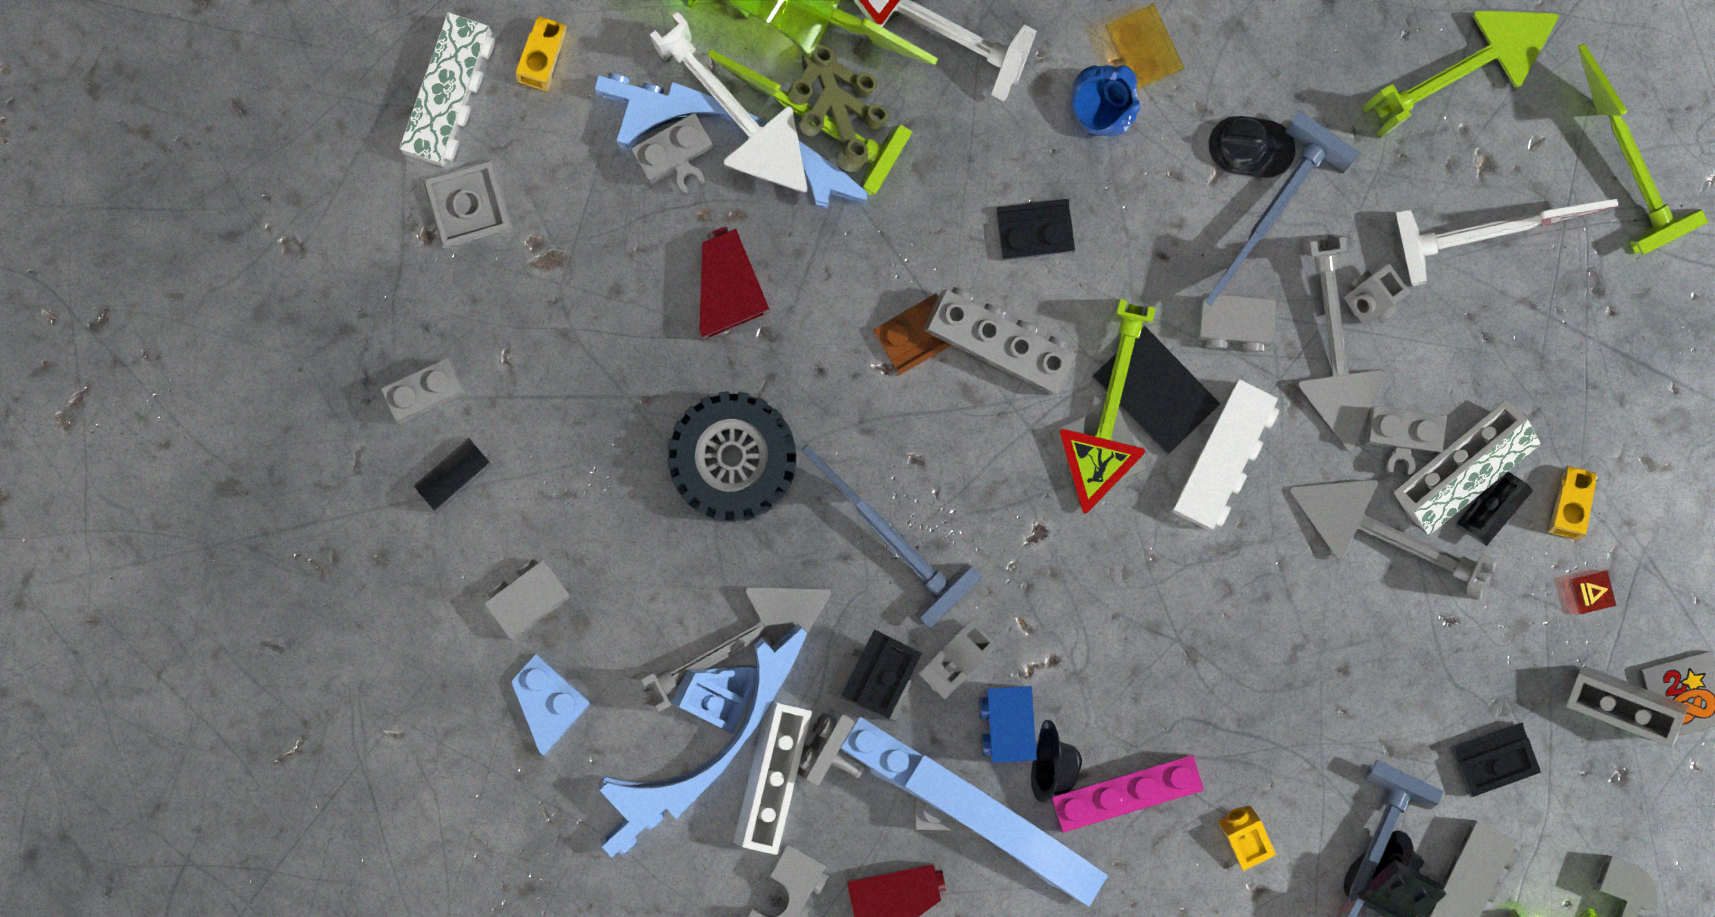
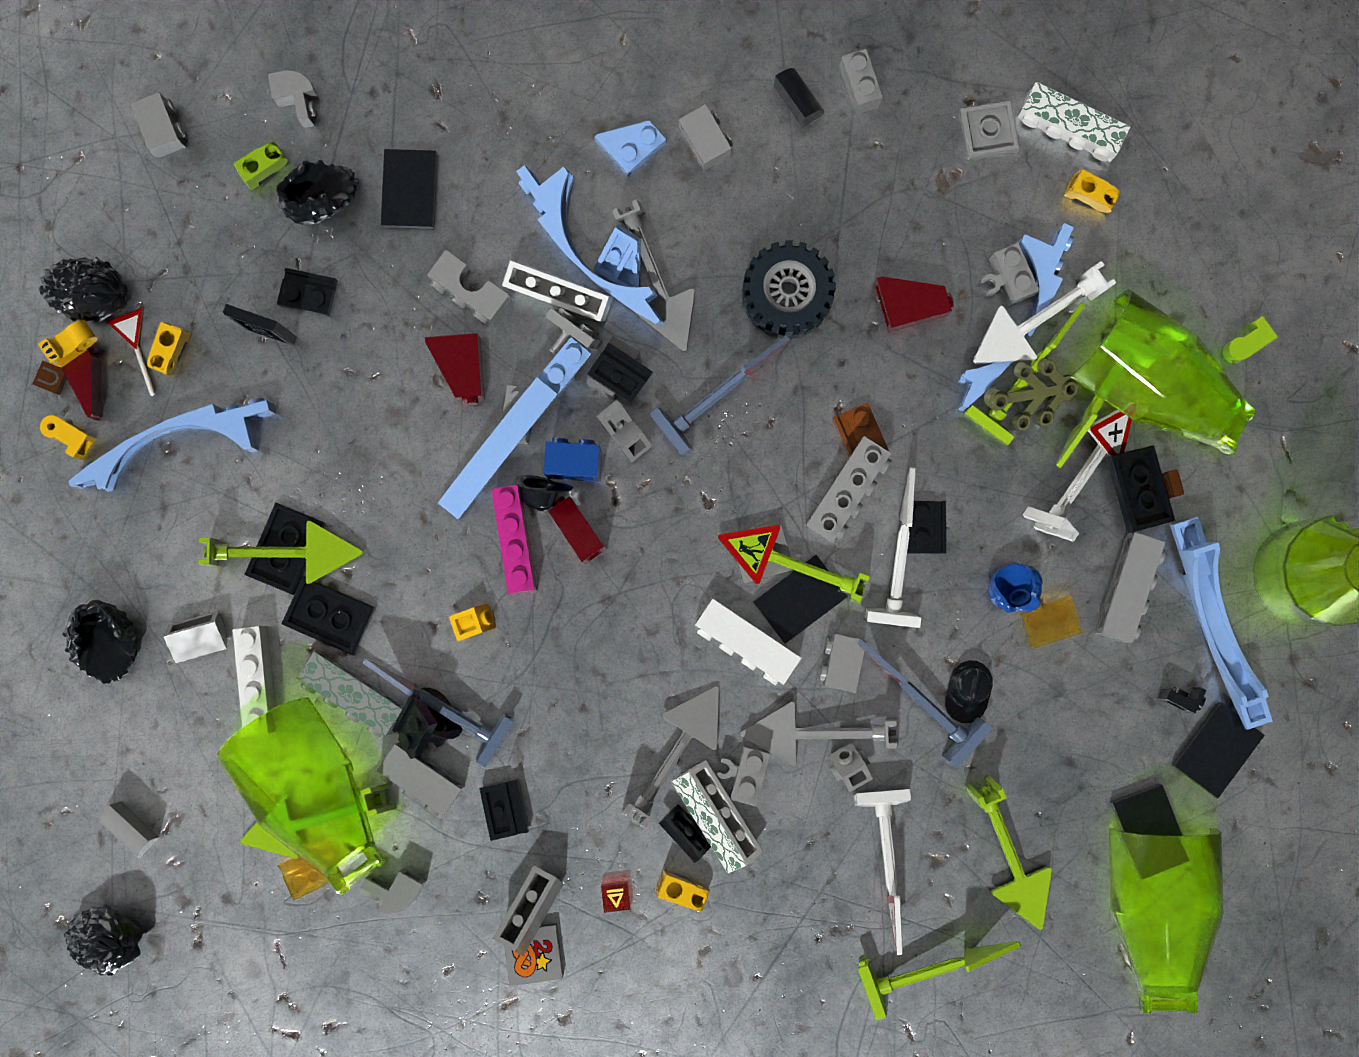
camera: 105 degrees right, 0 degrees up
(1102, 708) = (576, 529): none -> dark red slope
(1161, 261) = (893, 613): none -> white piece

